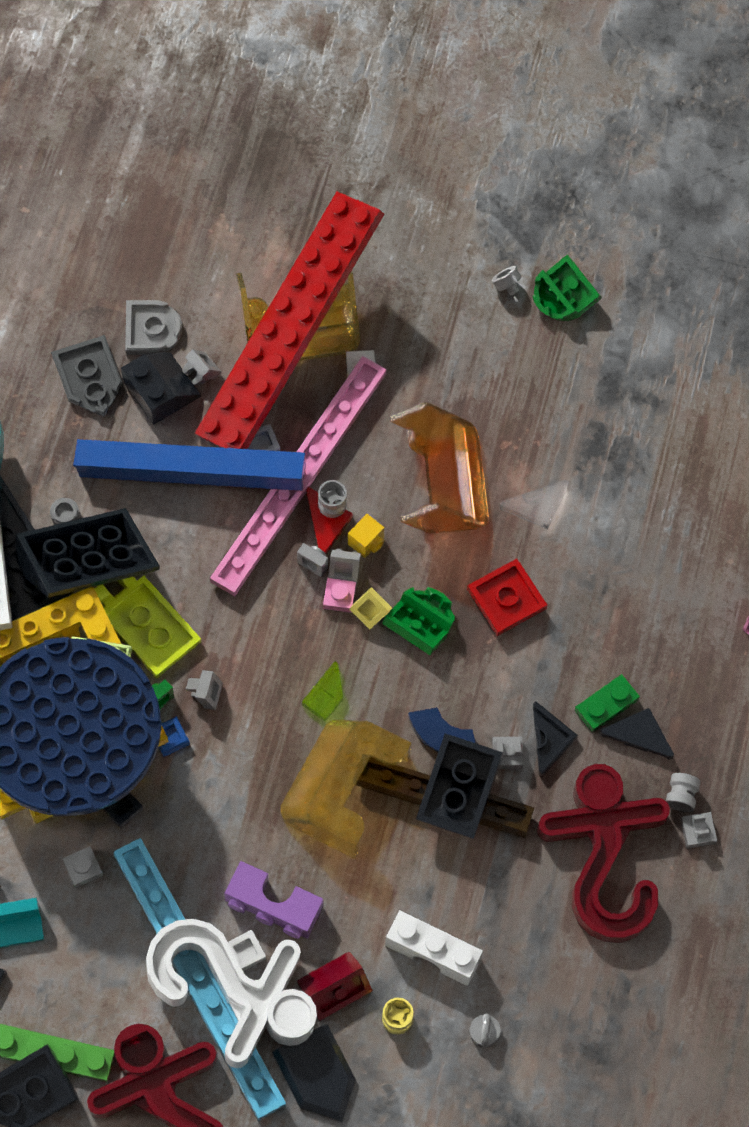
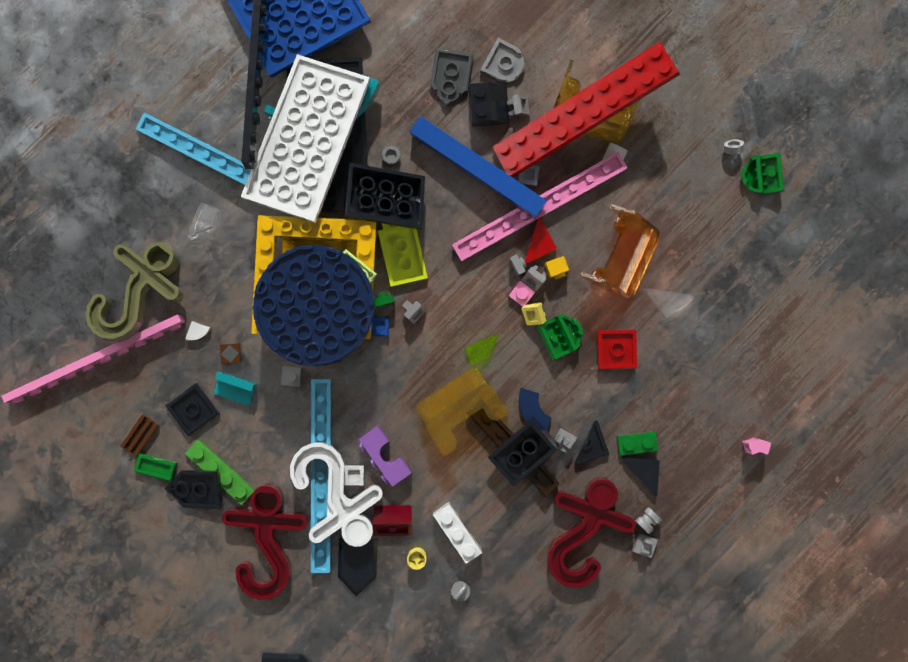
camera: 30 degrees right, 20 degrees up
(331, 492) = (551, 233): light grey wheel -> none

